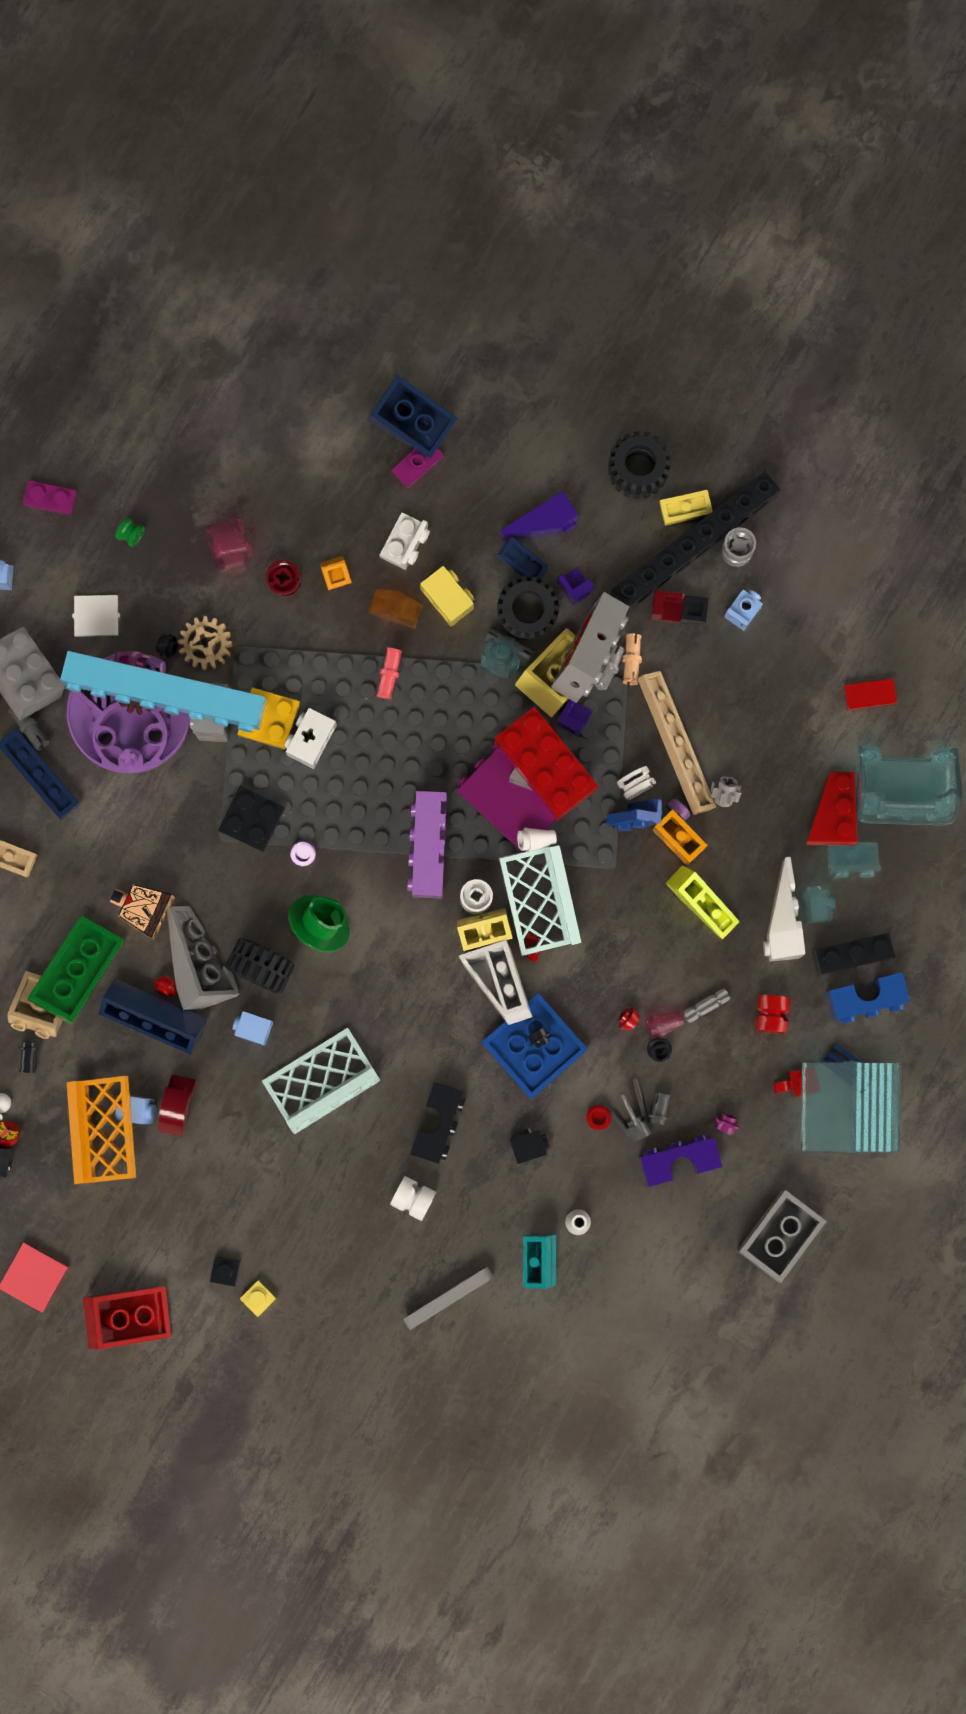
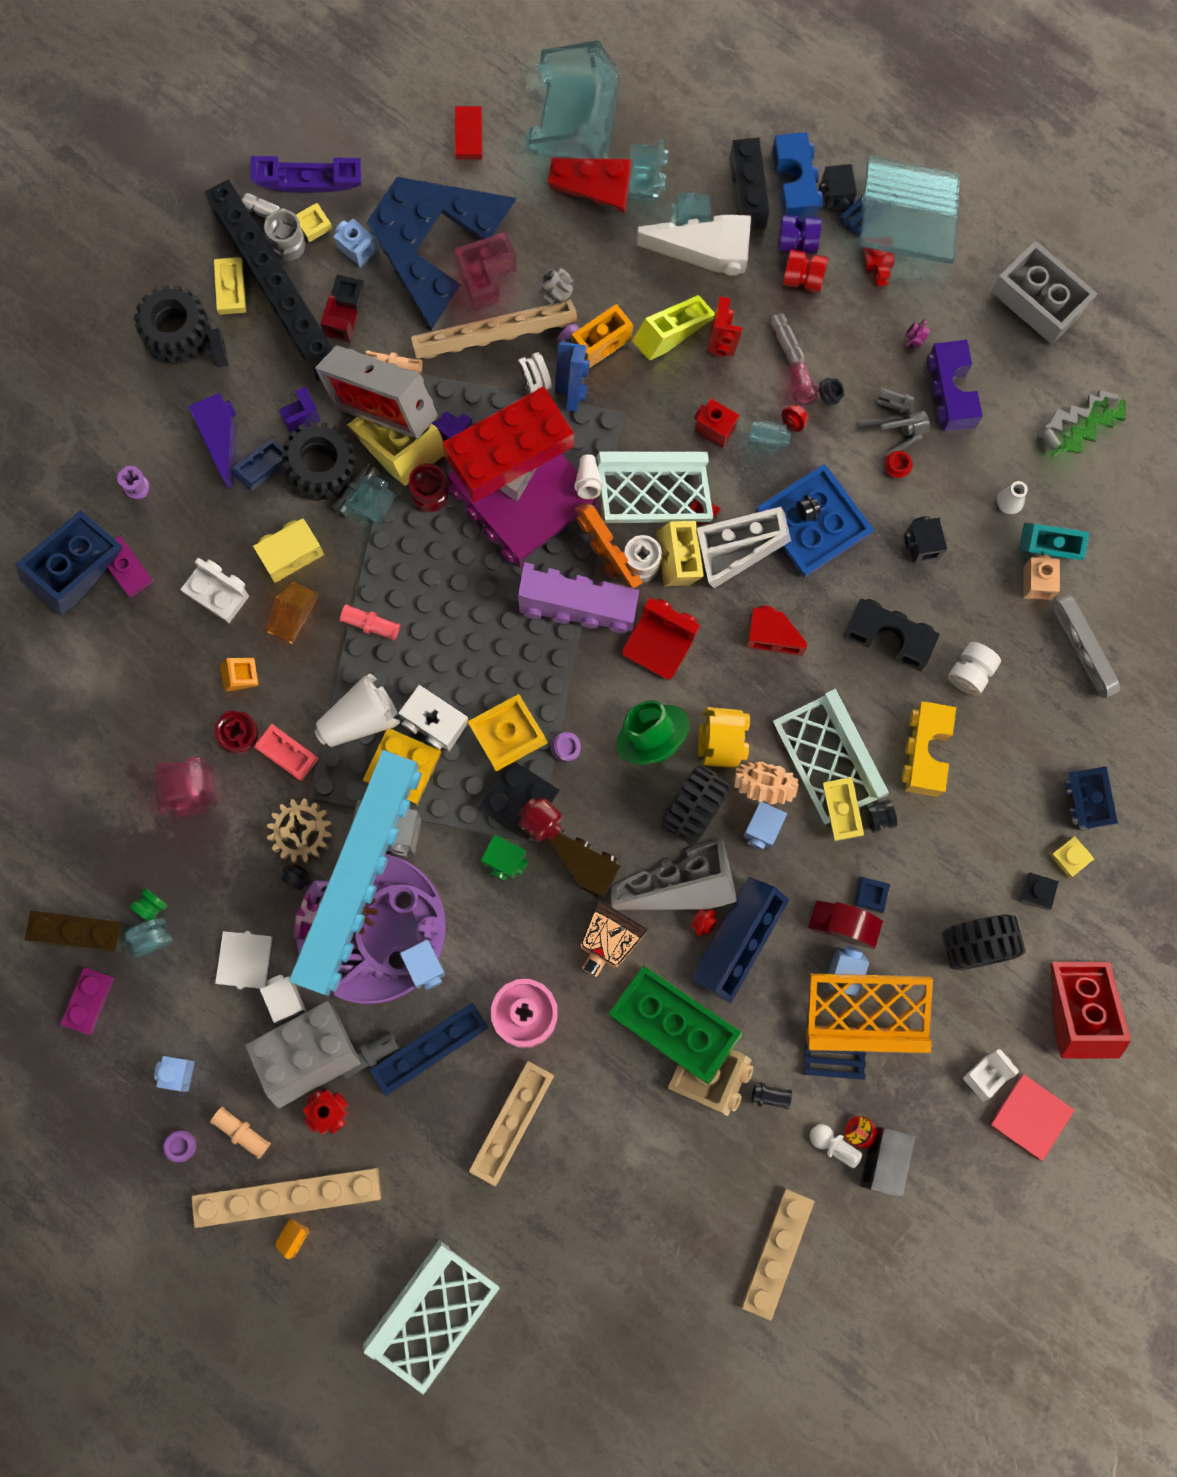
camera: 85 degrees left, 5 degrees down
(52, 1108) = (860, 1063): none -> dark blue tile
(58, 648) = (282, 999): none -> white brick
(63, 1237) = (990, 1074): none -> white bracket
(83, 856) = (518, 996): none -> bright pink wheel
(99, 536) = (148, 937): none -> clear light blue wheel
(99, 757) = (423, 965): none -> light blue brick
(100, 472) = (76, 932): none -> dark brown arch
(169, 1220) = (983, 942): none -> black tyre
(200, 814) = (504, 859): none -> green brick
(200, 882) = (586, 867): none -> dark brown slope
(206, 1127) = (871, 895): none -> dark blue tile
(230, 837) = (540, 819): none -> dark red head
(270, 622) = (286, 752): none -> coral plate
(273, 1093) = (843, 809): none -> light yellow plate
(273, 1127) = (881, 816): none -> black wheel
(287, 1024) = (765, 783): none -> light nougat gear
(305, 801) = (507, 732): none -> yellow plate
(306, 676) = (357, 714): none -> white cone
(309, 1310) = (1092, 798): none -> dark blue bracket
(315, 1161) = (924, 773): none -> yellow arch
(323, 983) = (723, 737): none -> yellow brick
(406, 922) = (661, 638): none -> red bracket
(426, 1018) = (774, 632): none -> red slope
(479, 862) = (615, 560): none -> orange wing
(496, 452) = (133, 482): none -> medium lavender bush
(506, 1253) = (1041, 578): none -> light nougat brick
(513, 703) = (428, 487): none -> dark red wheel
(608, 998) = (769, 435): none -> clear light blue brick
(614, 948) = (716, 422): none -> red brick
(624, 506) = (216, 347): none -> black plate
(668, 1292) = (1074, 444): none -> piece
(704, 941) = (723, 335): none -> red bracket
(730, 720) = (481, 265): none -> clear pink brick
(757, 569) = (314, 222): none -> light yellow plate
(765, 527) = (260, 206): none -> white axle
(767, 650) = (405, 220): none -> dark blue wing
(803, 555) = (306, 177): none -> dark purple slope
(808, 1014) = (799, 234): none -> dark purple wheel
(862, 1037) = (838, 187): none -> black brick

